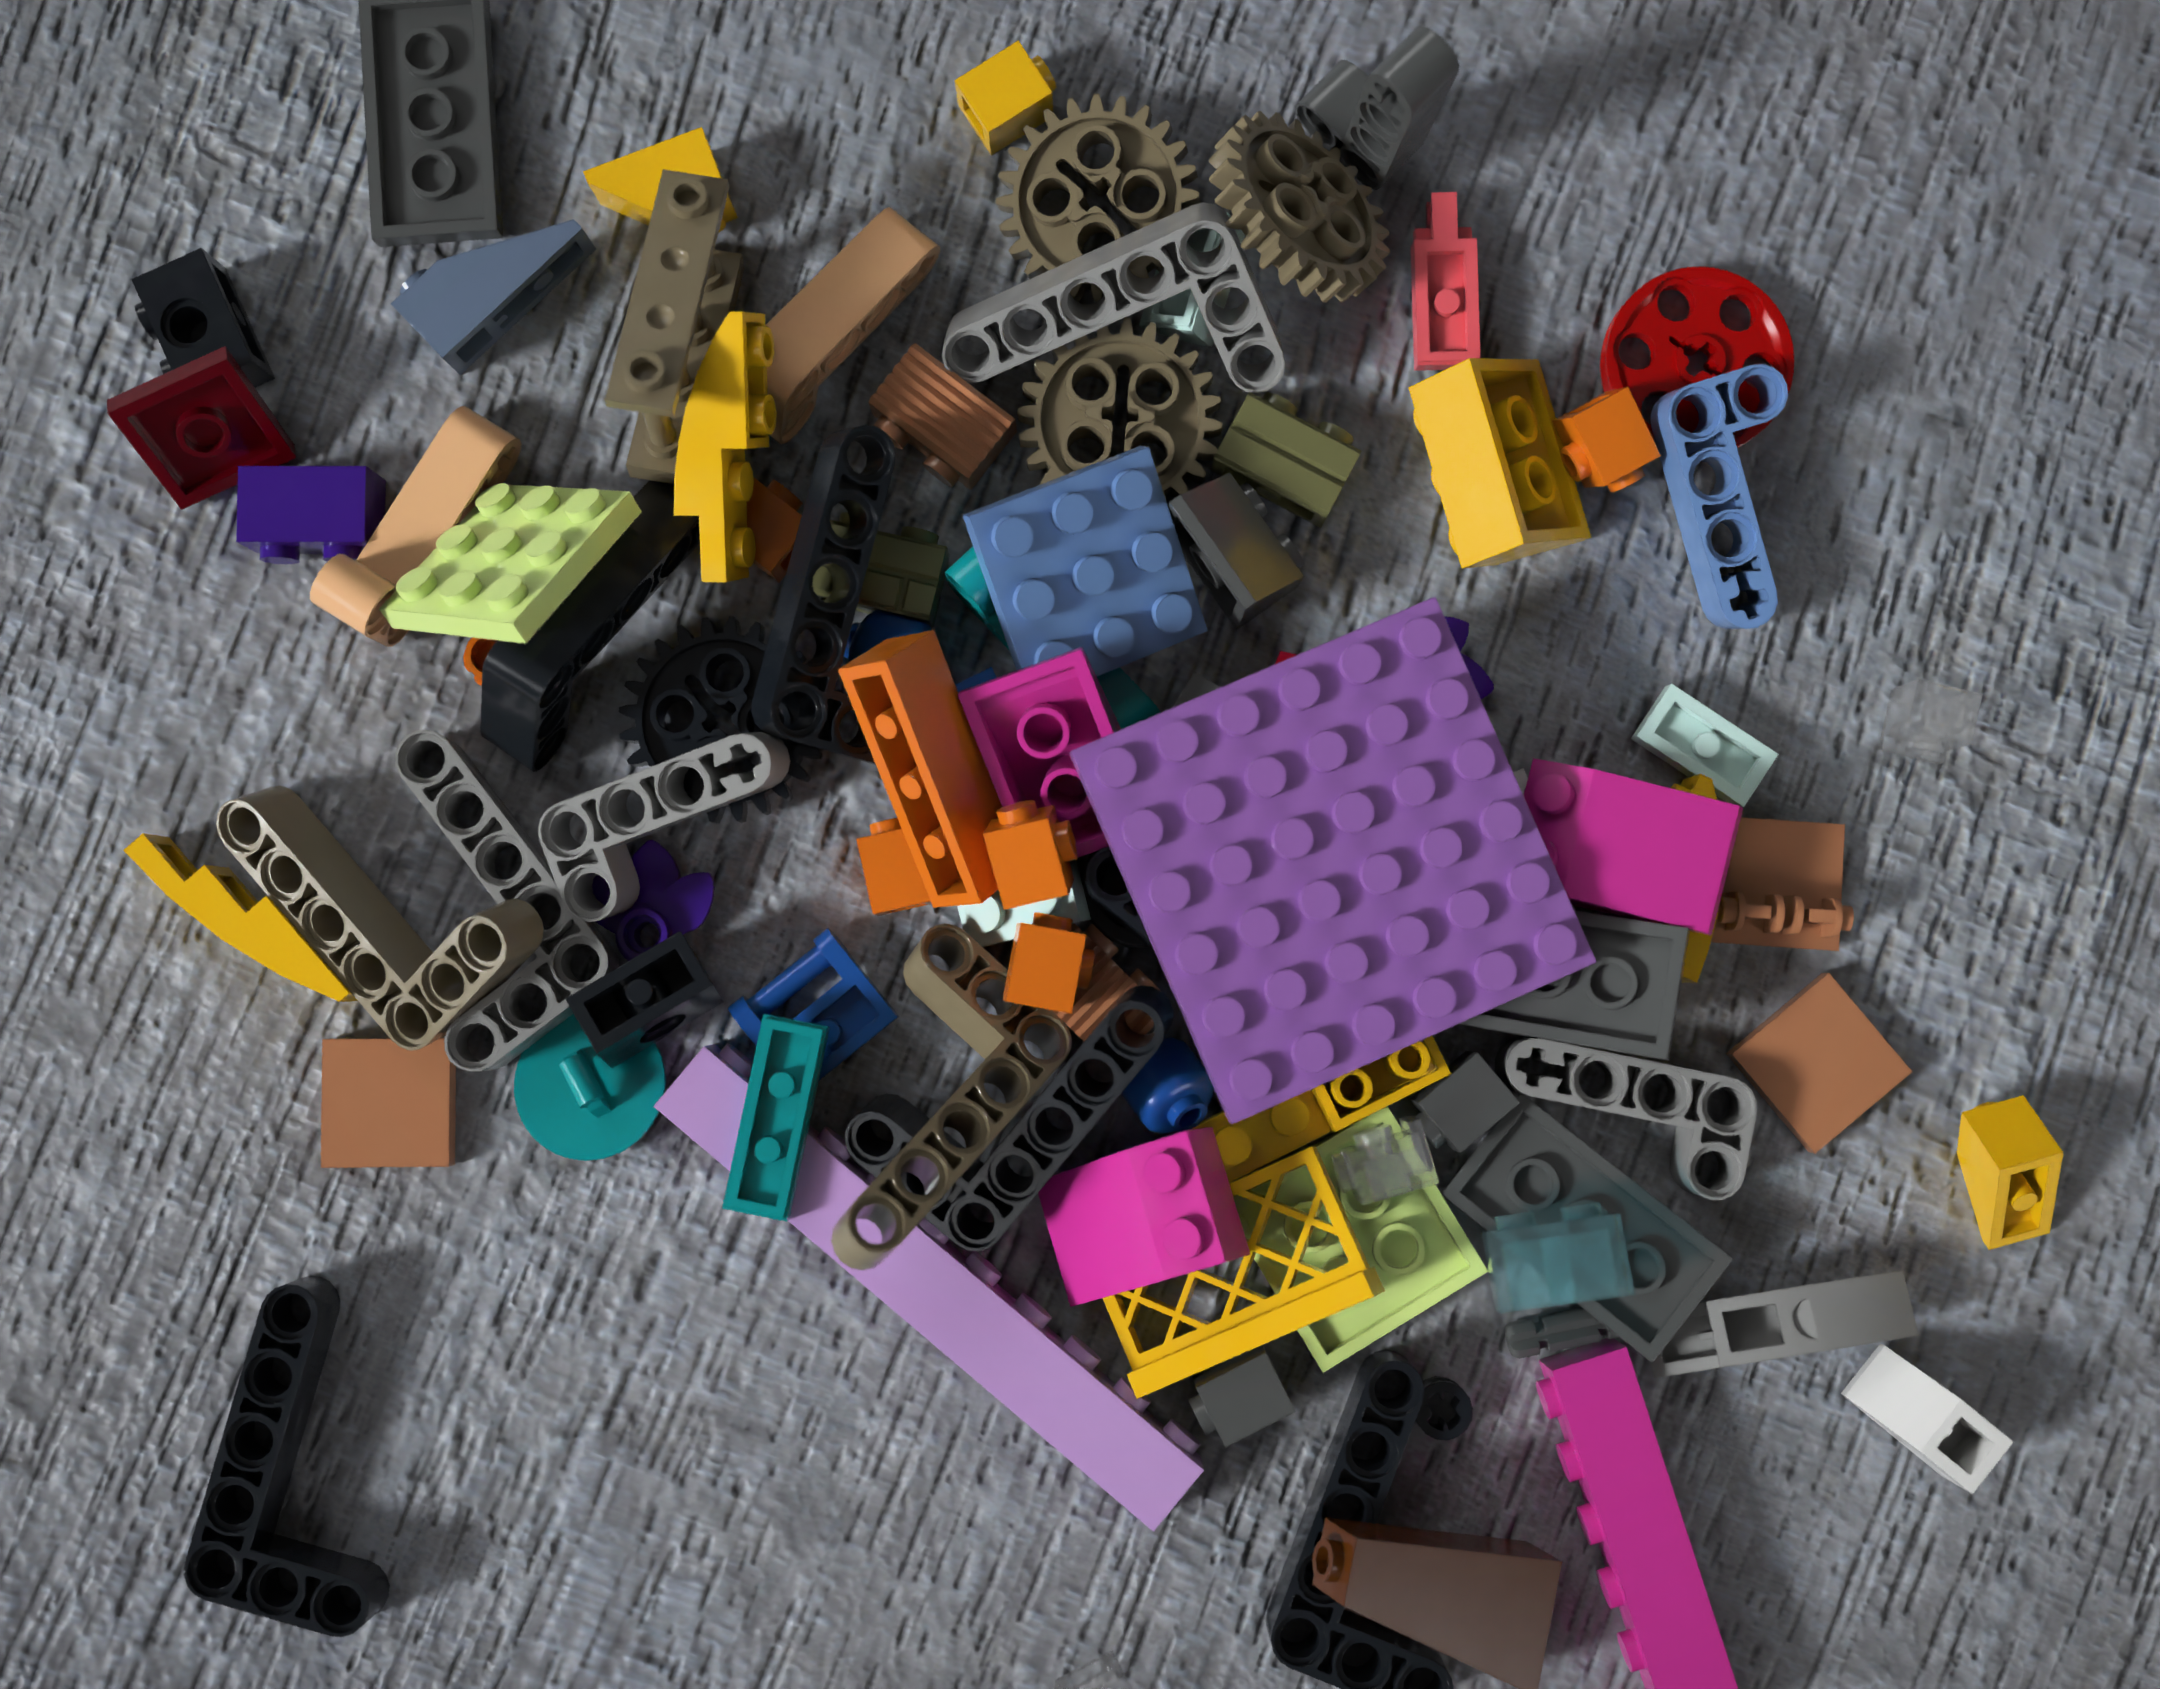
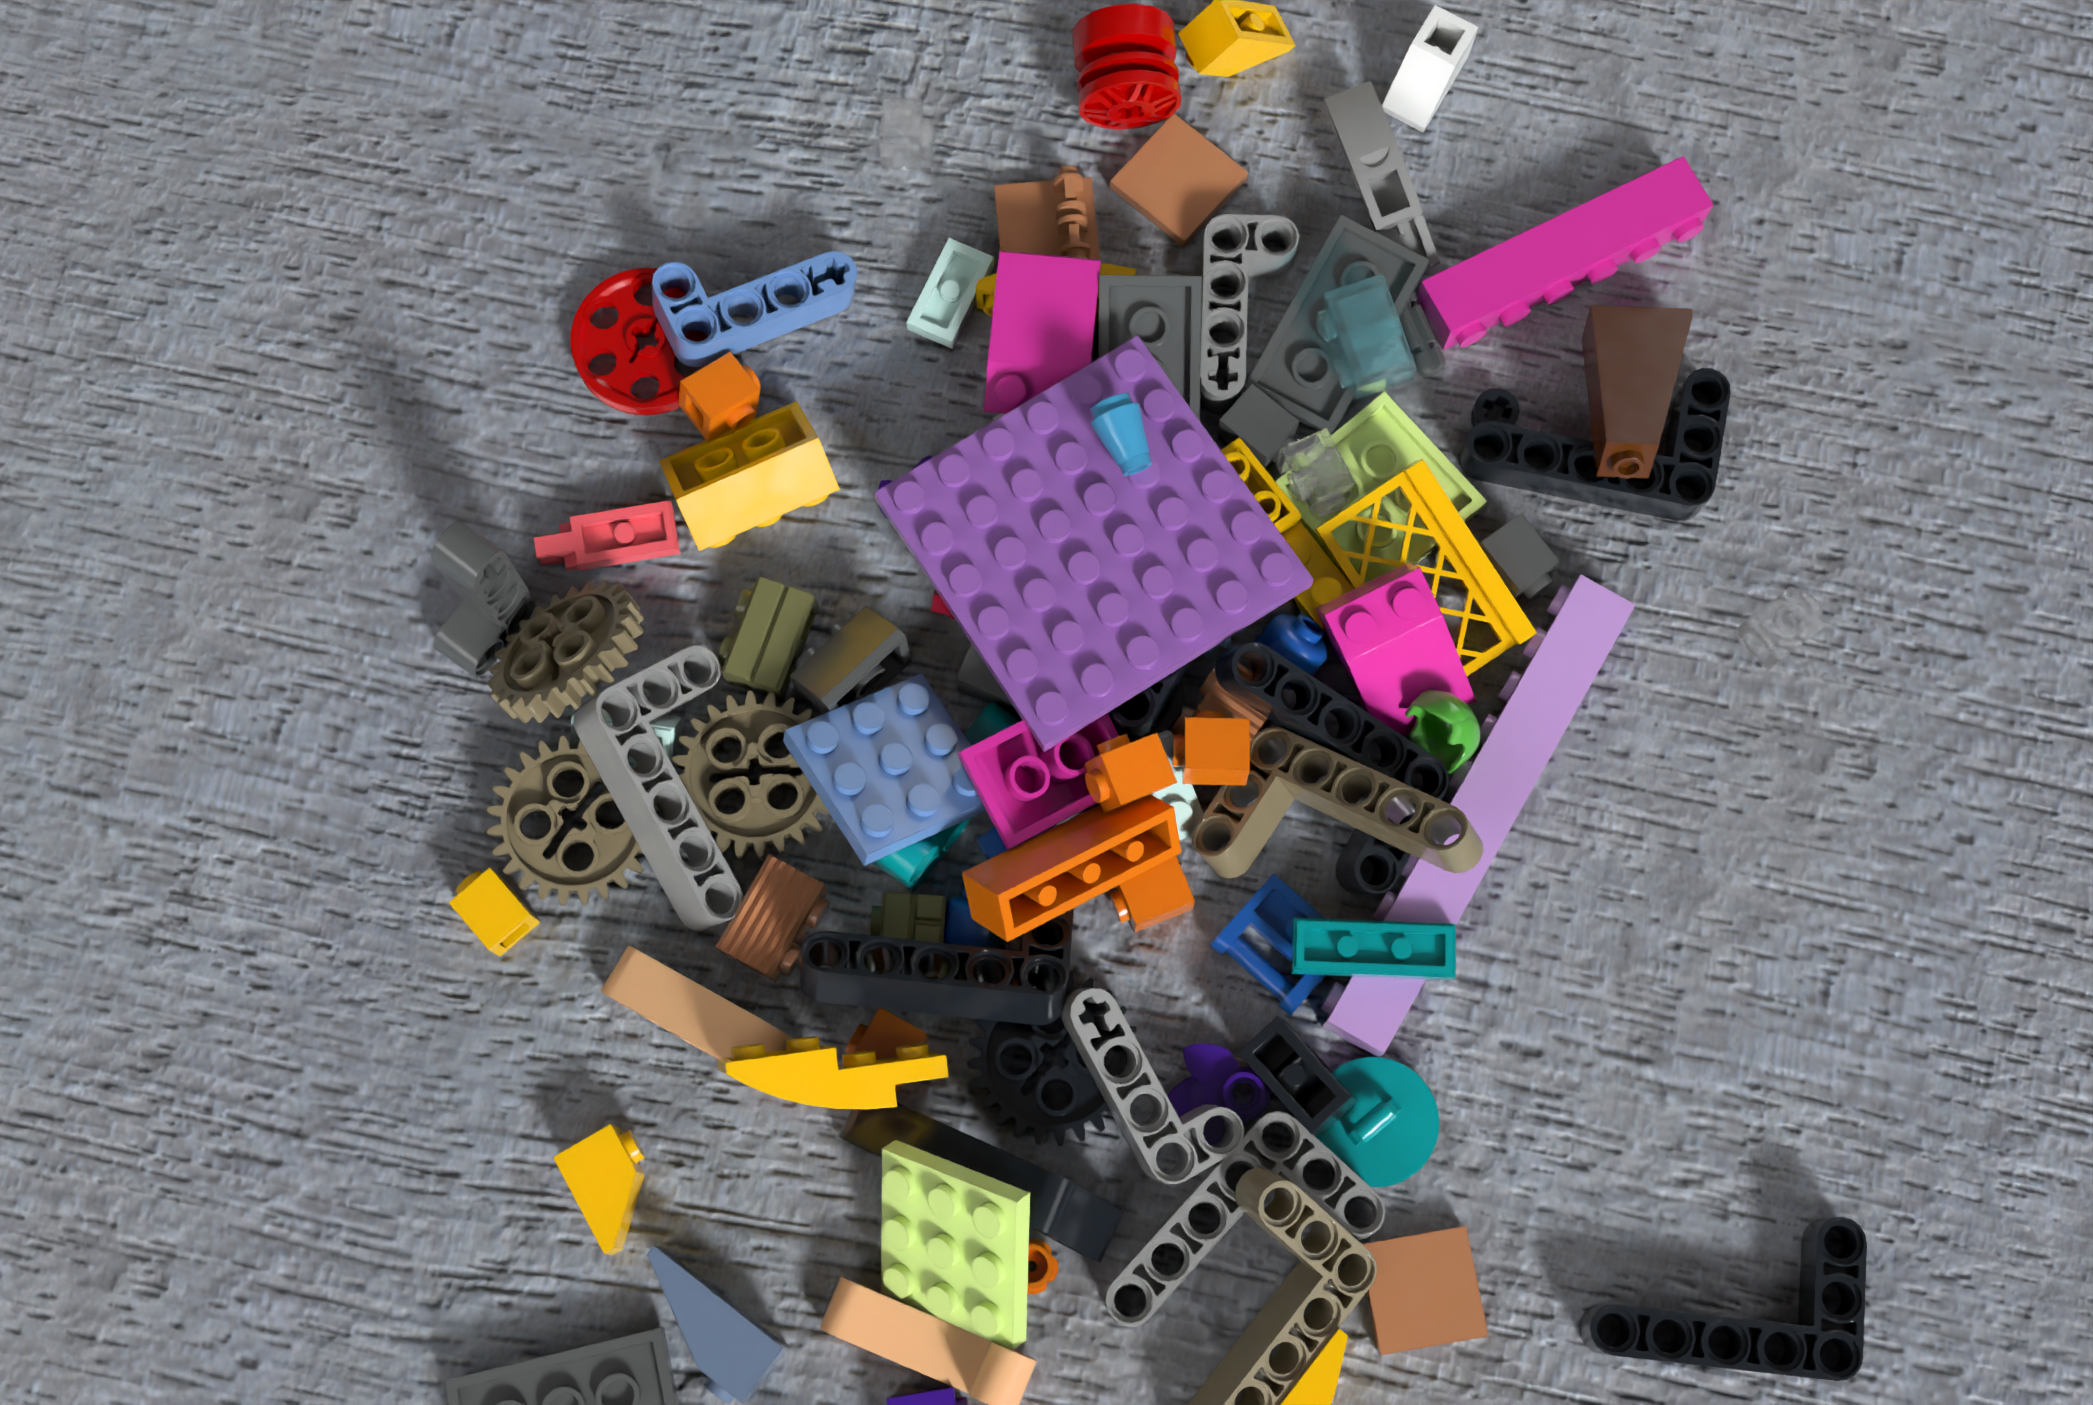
camera: 100 degrees left, 10 degrees down
(672, 317) = (736, 1134): dark tan fence -> none
(1033, 1258) = (1444, 727): none -> bright green hair
(1458, 914) = (1122, 432): none -> dark azure cone
(1983, 1017) = (1126, 66): none -> red wheel

